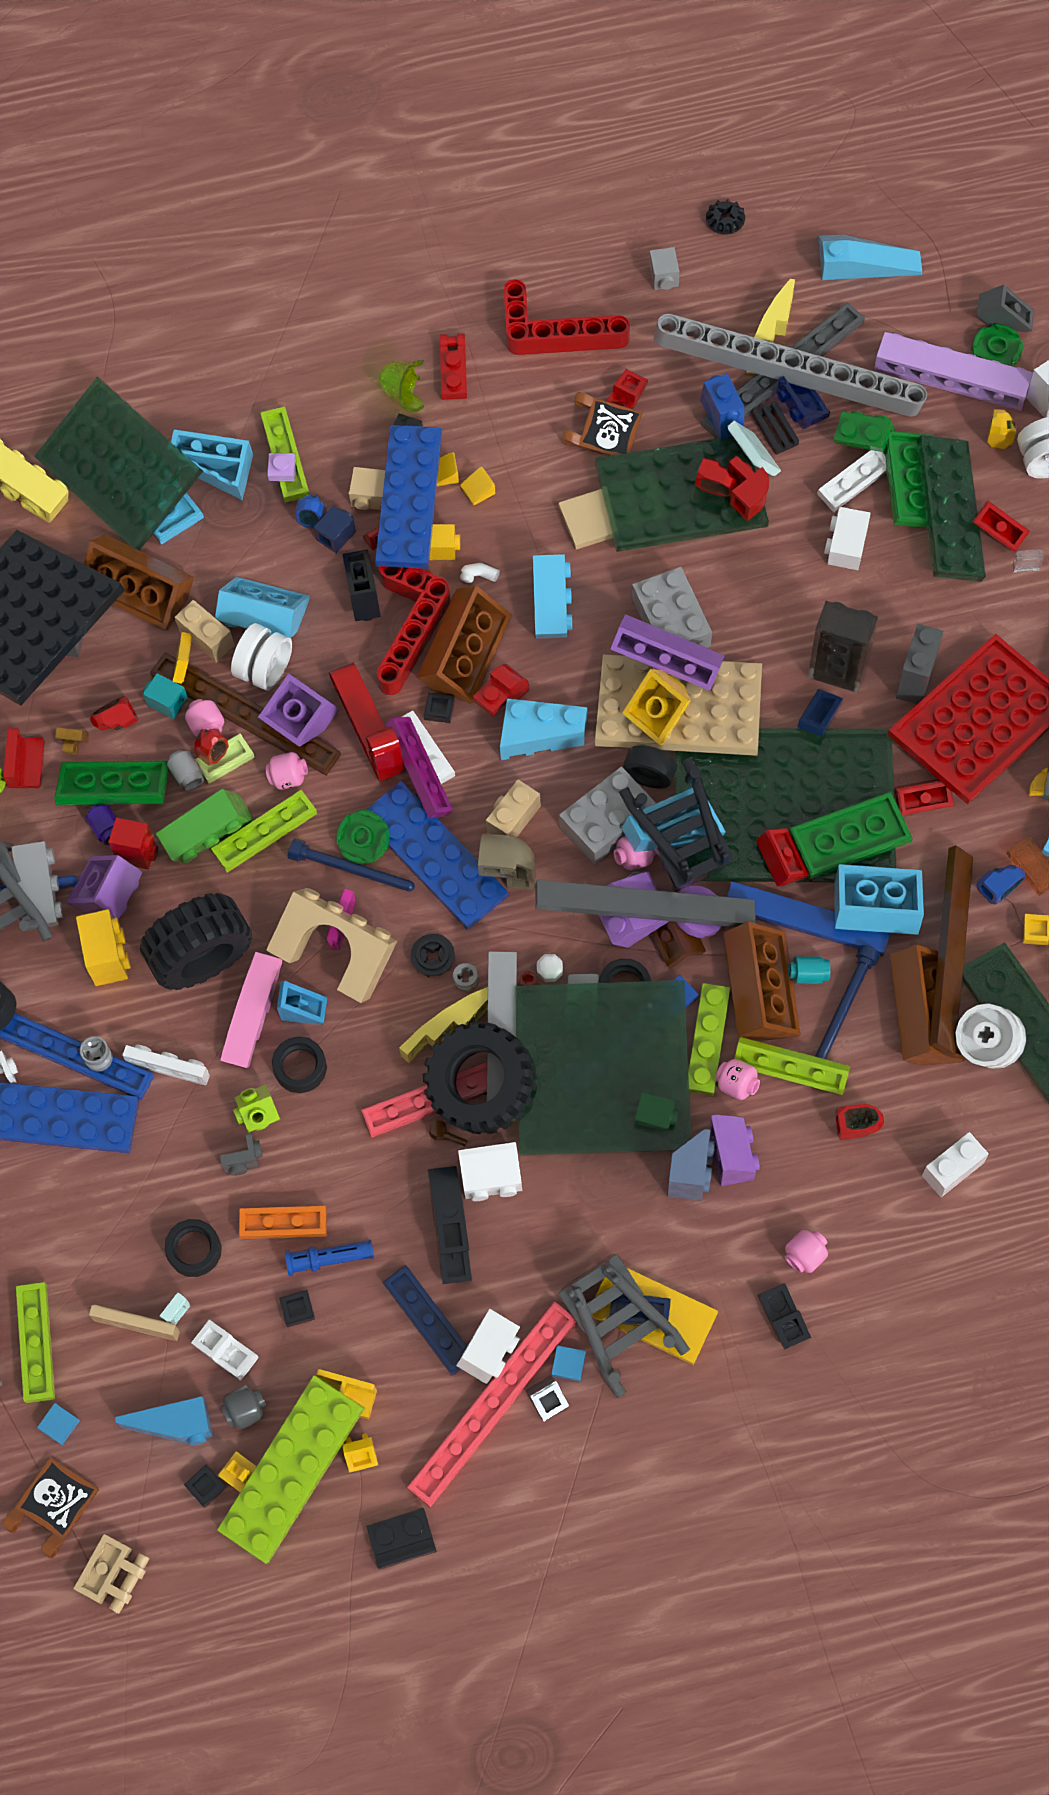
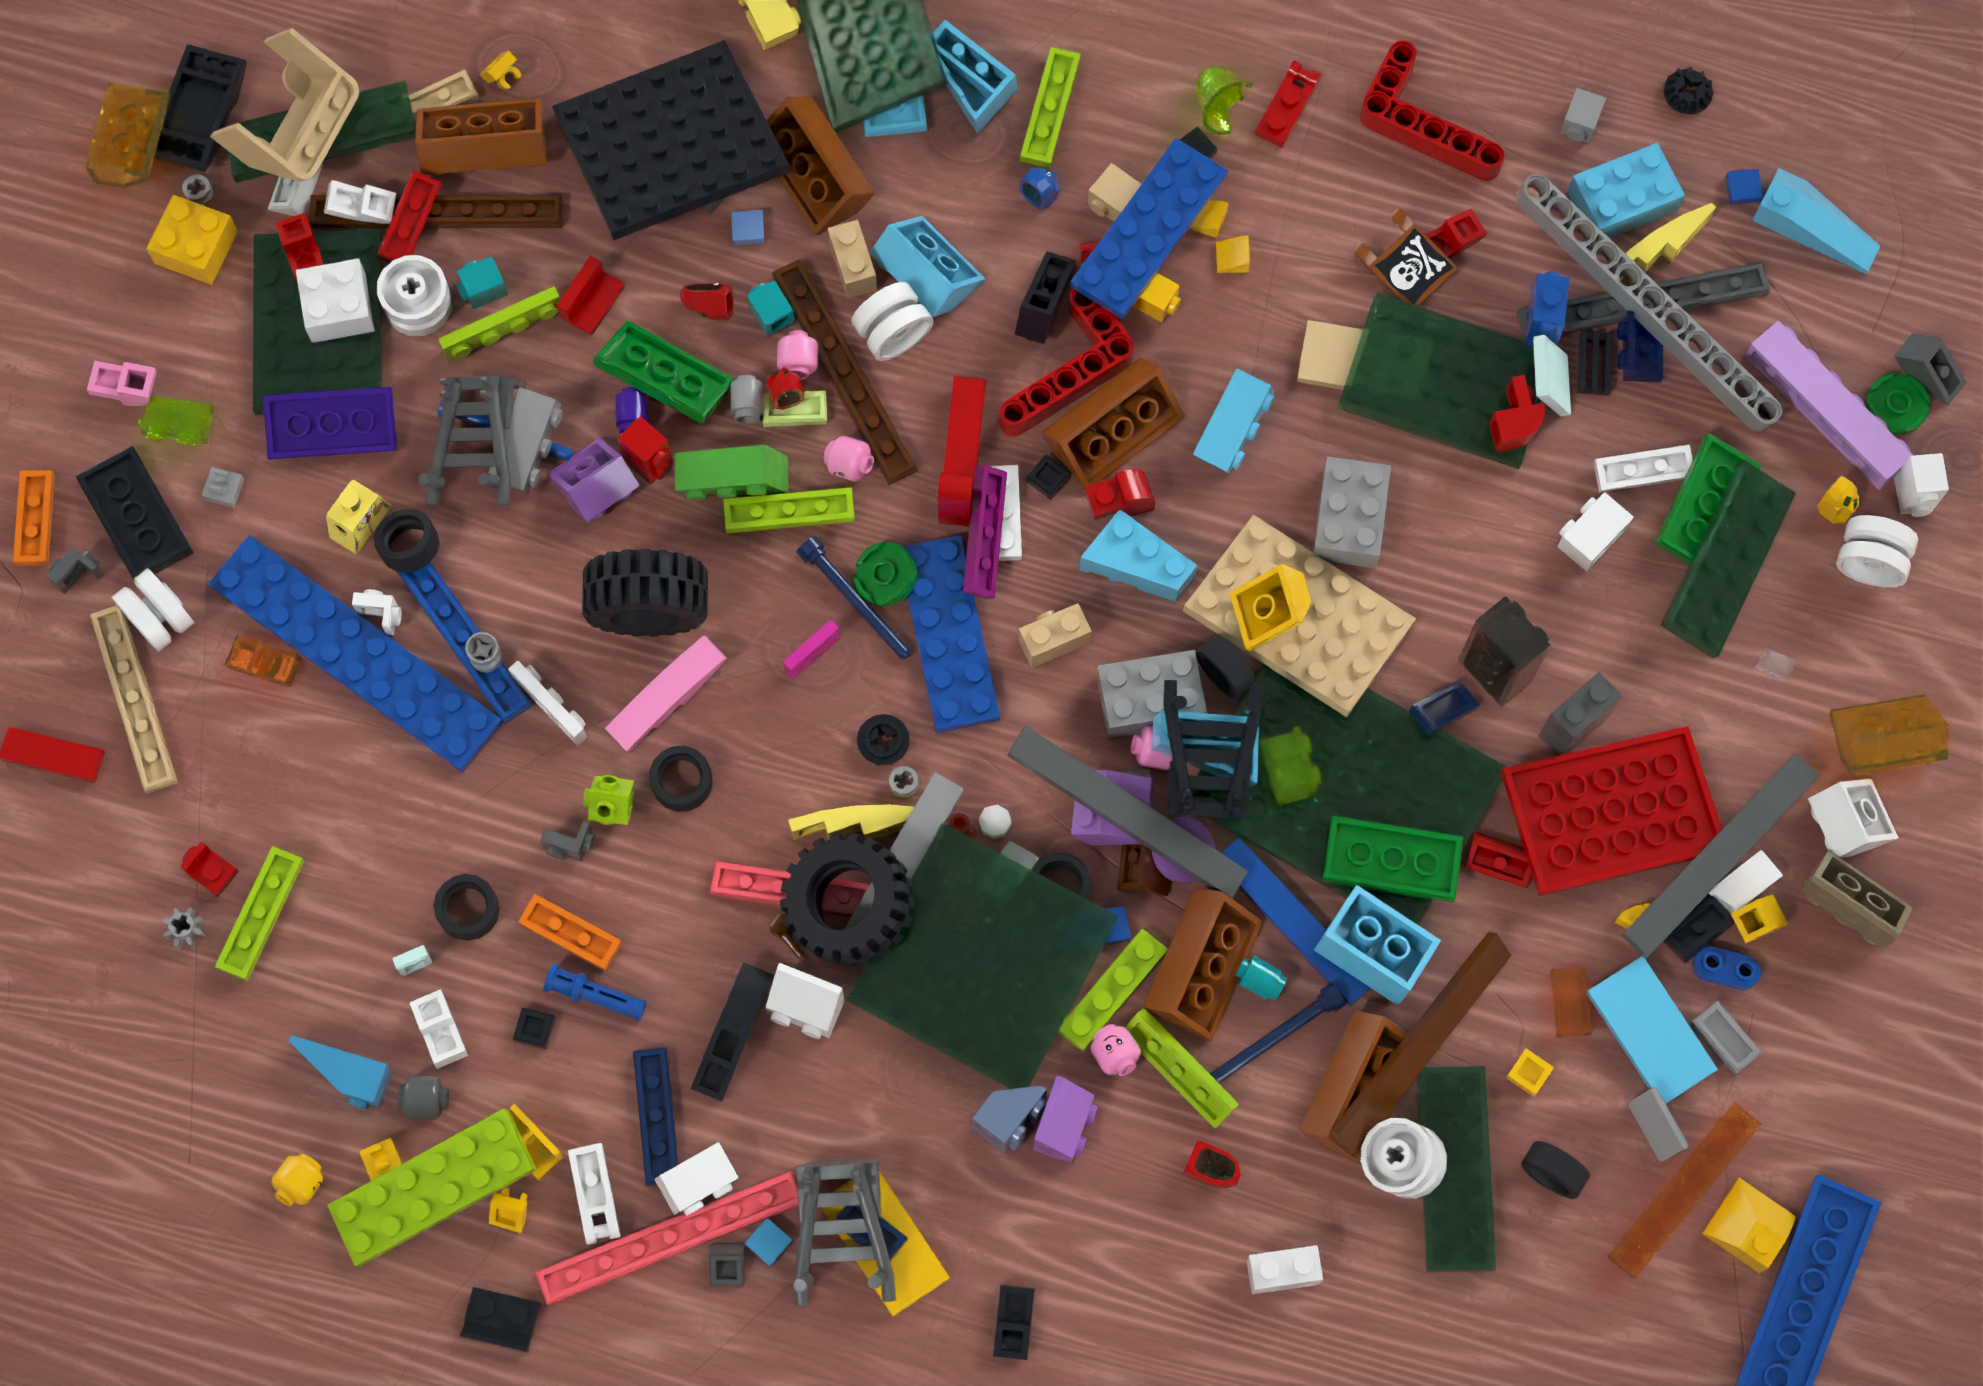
camera: 25 degrees right, 5 degrees up
(54, 1502) = (188, 1083): flag -> none
(58, 1424) = (236, 1008): dark azure tile -> none
(71, 738) = (650, 301): pearl gold tile -> none
(103, 947) = (553, 544): yellow brick -> none
(103, 1569) = (196, 1179): tan plate -> none
(112, 650) = (747, 227): none -> medium blue tile
(134, 1322) = (366, 950): tan tile -> none
(182, 657) = (810, 277): yellow tile -> none
(183, 1524) = (297, 1180): none -> yellow head
(205, 1486) = (341, 1154): black tile -> none
(281, 467) = (1036, 121): lavender plate -> none
(298, 711) = (897, 401): medium lavender slope -> none
(300, 1004) = (718, 716): dark azure slope -> none
(335, 529) = (1054, 220): dark blue brick -> none
(368, 945) = (818, 694): tan arch -> none
(416, 1402) = (594, 1192): none -> white plate
(478, 569) = (1177, 347): white arm -> none
(507, 858) = (1017, 682): dark tan brick -> none
(656, 1112) = (1006, 1038): dark green brick -> none
(667, 652) = (1314, 554): medium lavender brick -> none
(715, 478) = (1488, 386): red rock -> none
(729, 298) = (1627, 191): none -> medium azure brick
(740, 810) = (1290, 766): none -> clear neon green bracket
(781, 856) = (1305, 841): red slope -> none
(803, 259) = (1744, 186): none -> blue tile
(806, 1251) = (1076, 1269): bright pink head -> none
(863, 431) = (1684, 421): green bracket -> none
(1000, 526) = (1769, 609): red slope -> none
(1000, 883) = (1522, 999): blue rock -> none

